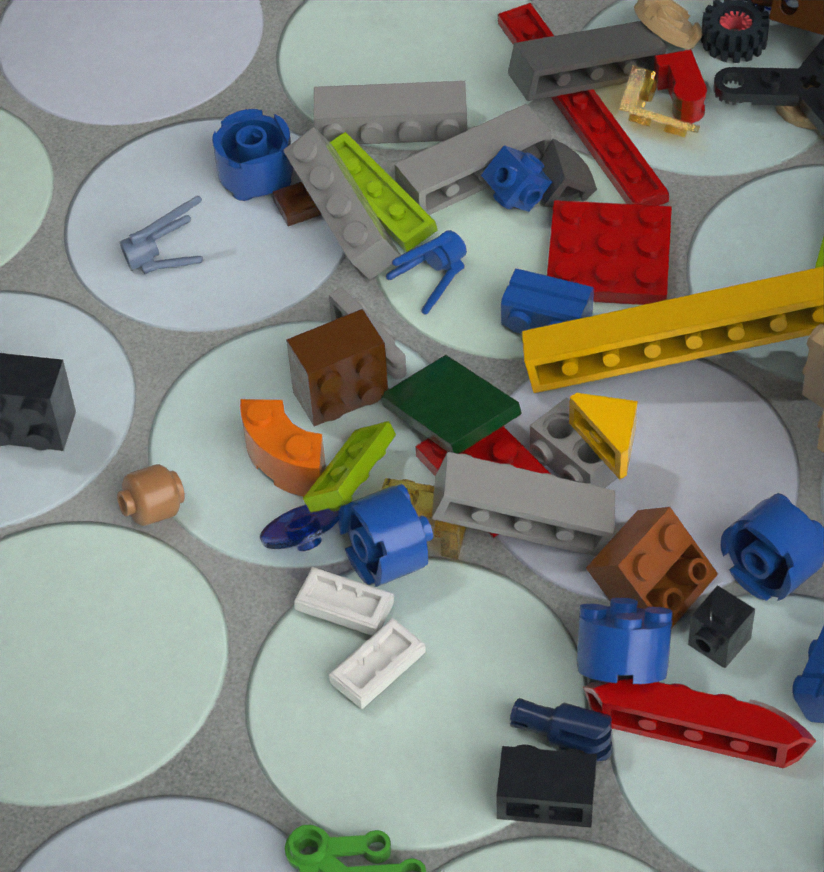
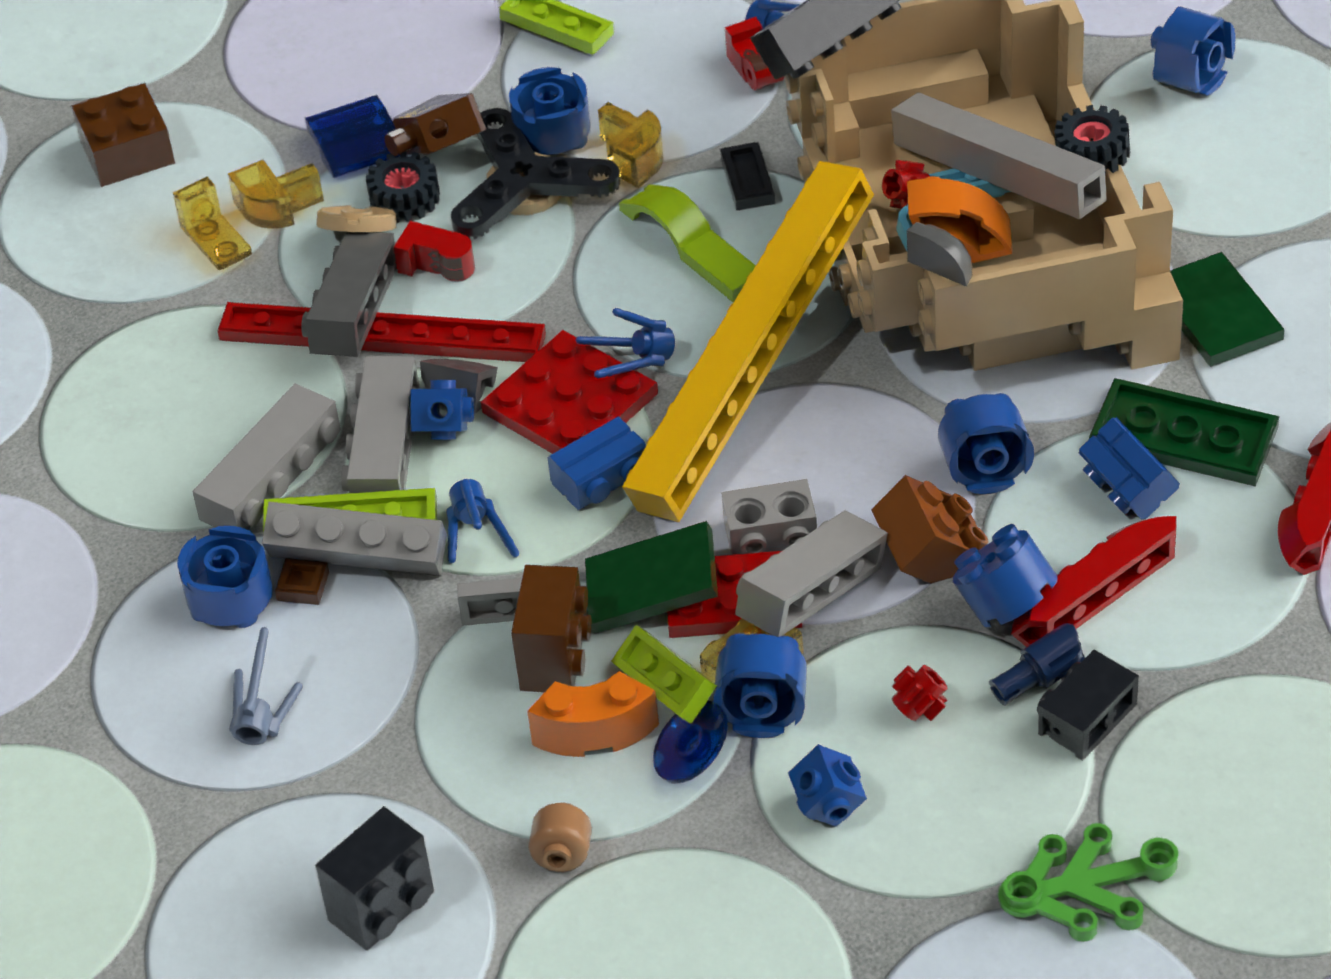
camera: 55 degrees left, 5 degrees down
(316, 641) = (827, 785): none -> blue brick
(344, 601) = (776, 757): white plate -> none
(377, 663) = (877, 759): white plate -> none
(465, 653) = (919, 693): none -> red gear
(606, 427) = (792, 475): yellow slope -> none
(641, 89) = (421, 280): clear yellow bracket -> none
(702, 265) = (652, 343): none -> blue plant
(721, 626) = (1029, 510): black brick -> none

